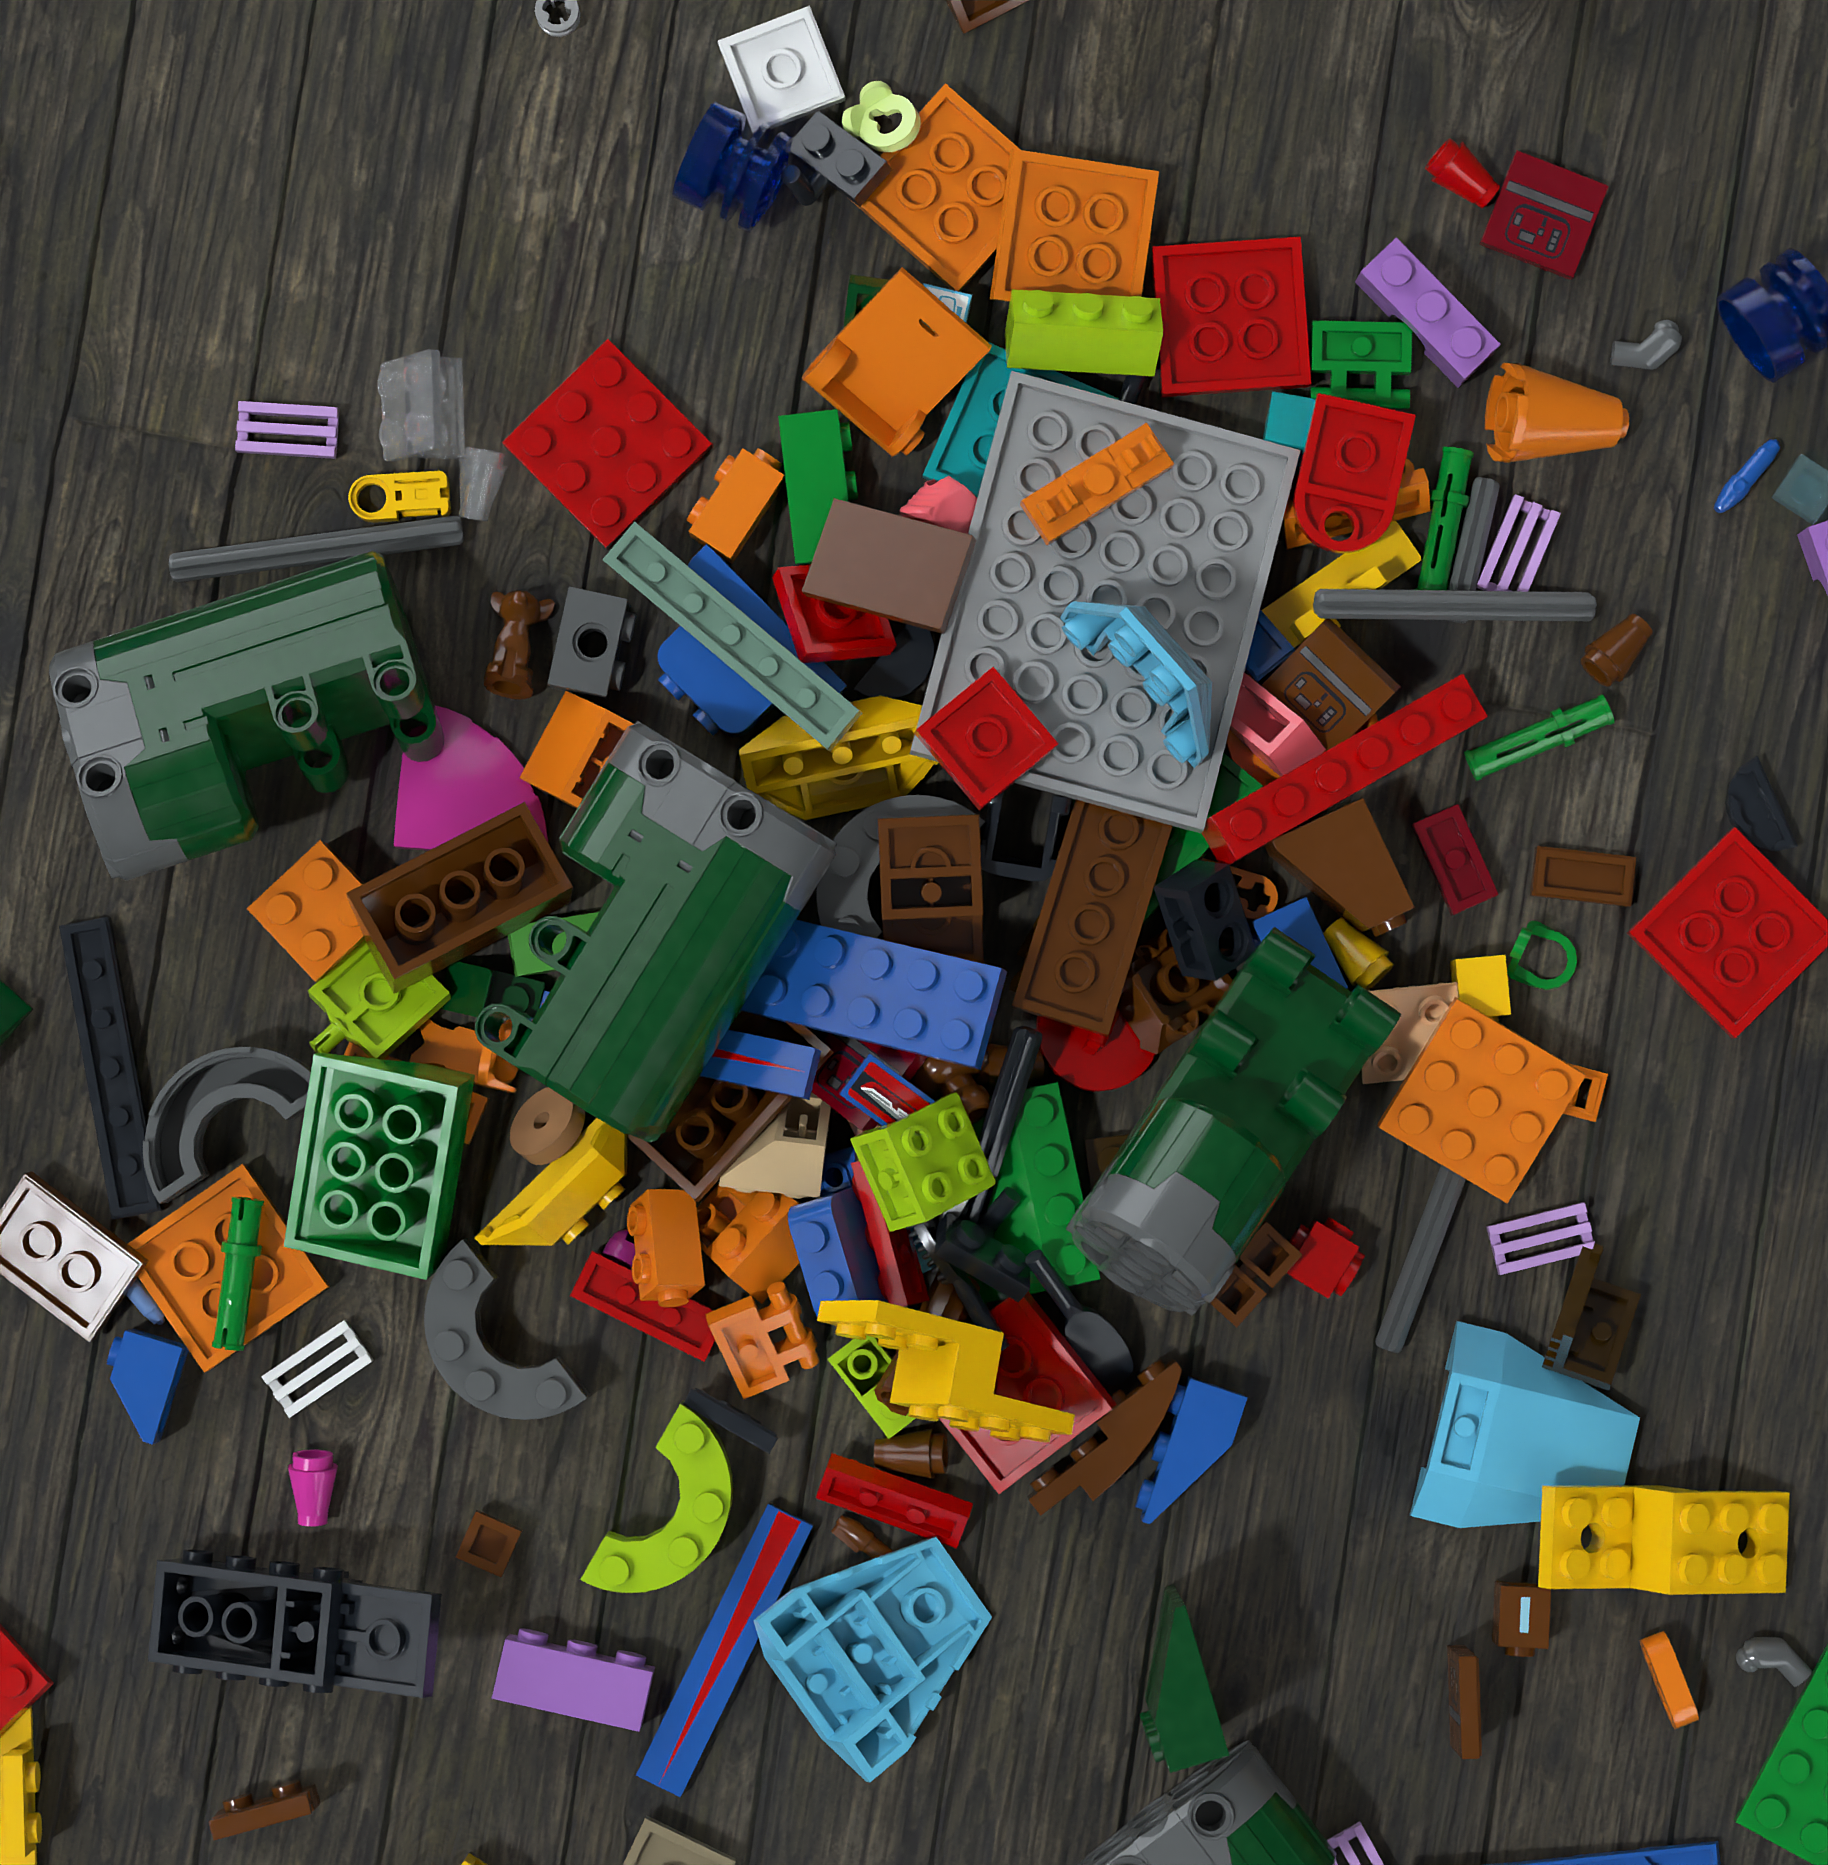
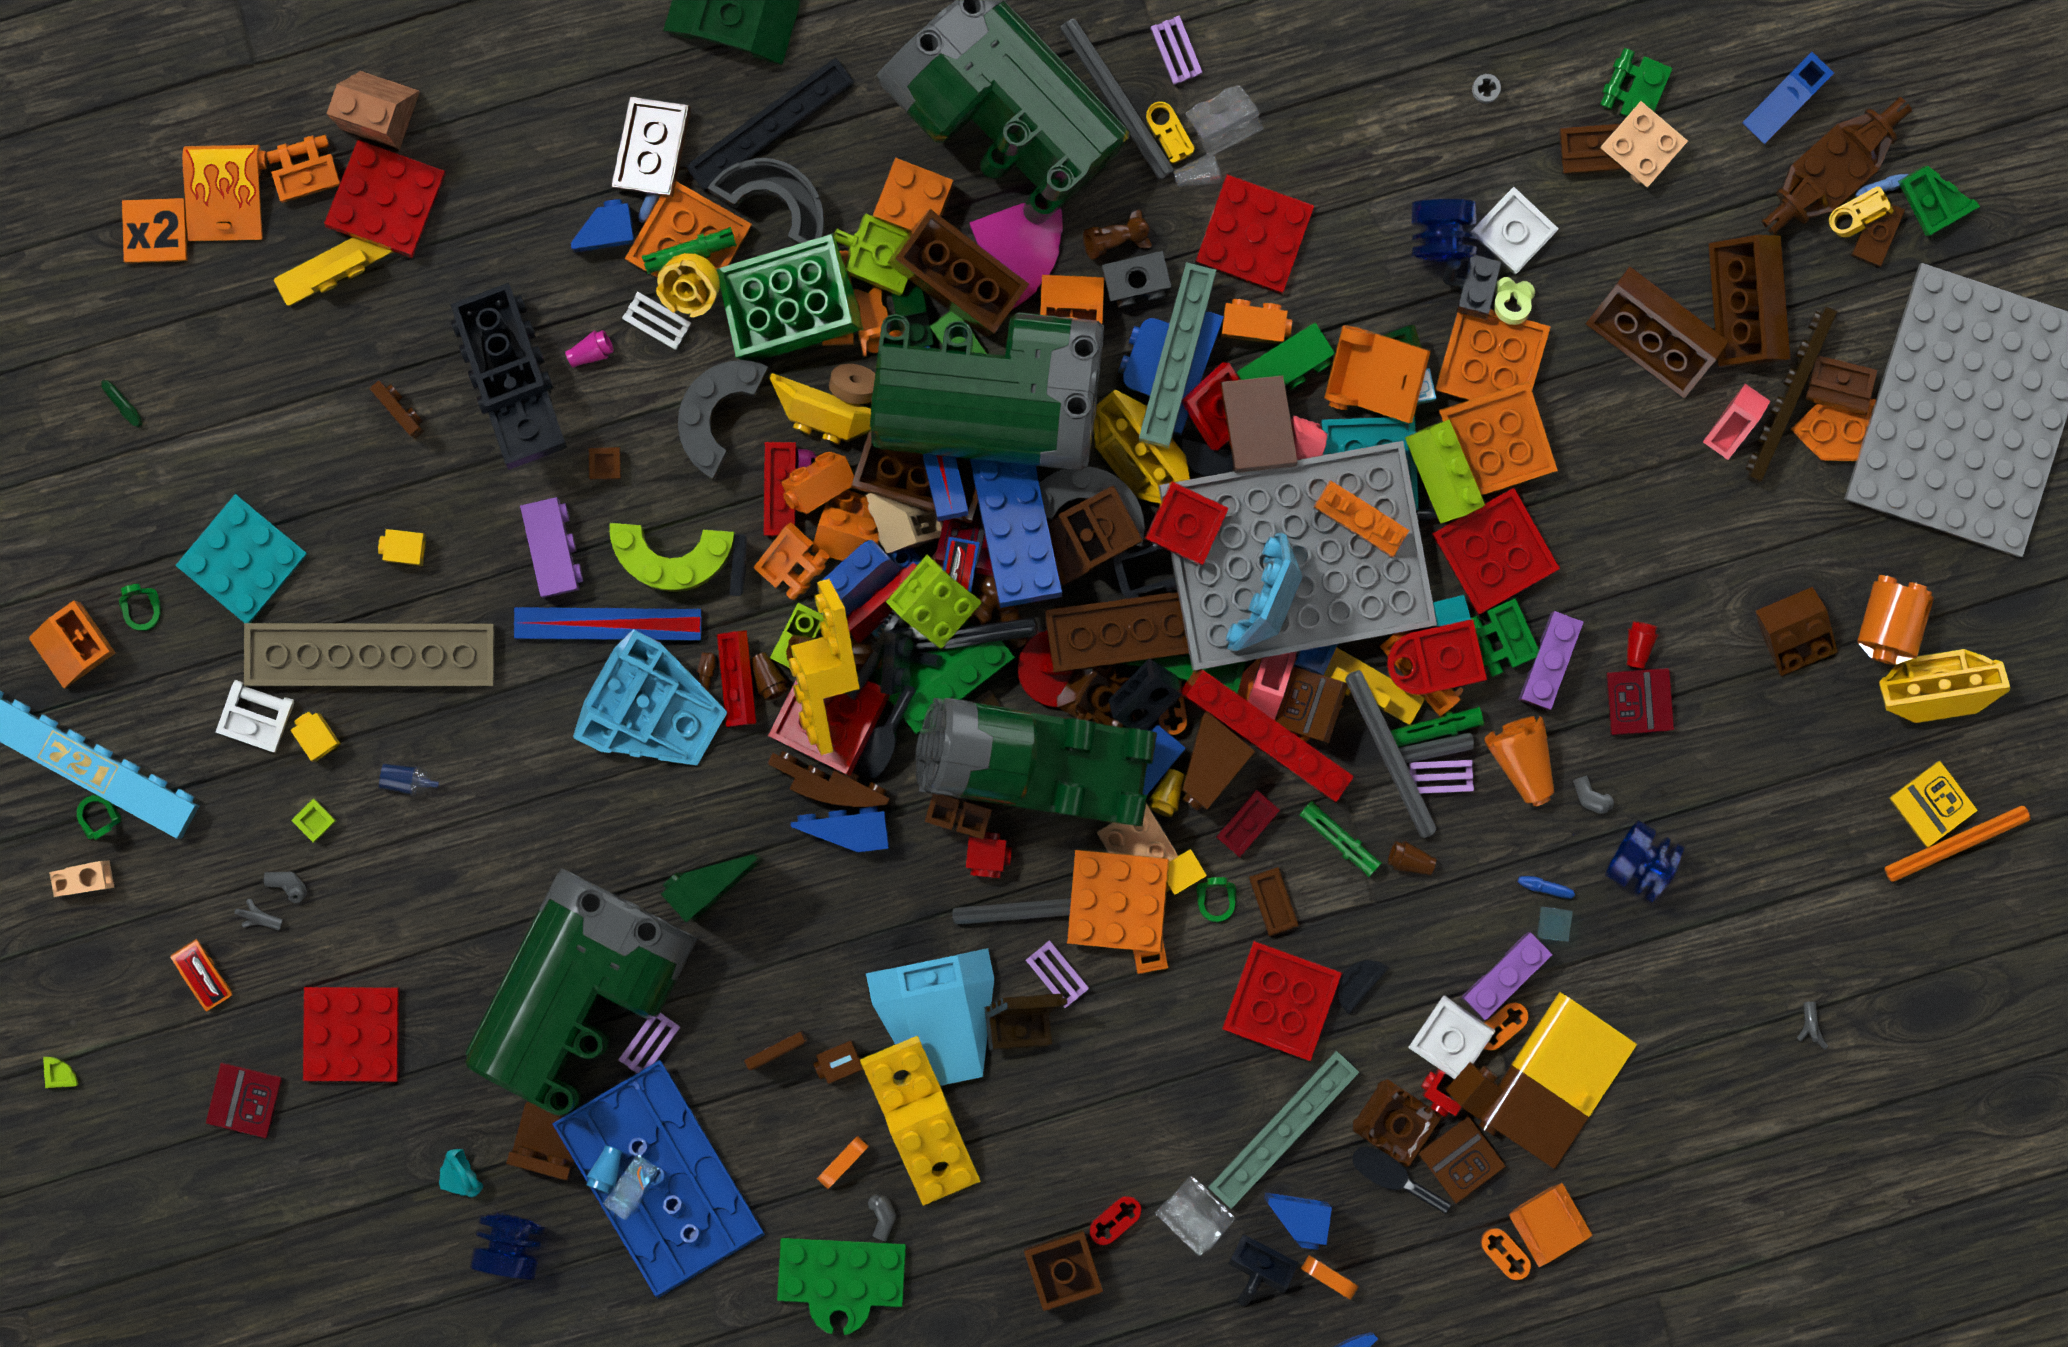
camera: 65 degrees right, 0 degrees up
(286, 1299) = (688, 284): none -> yellow cylinder

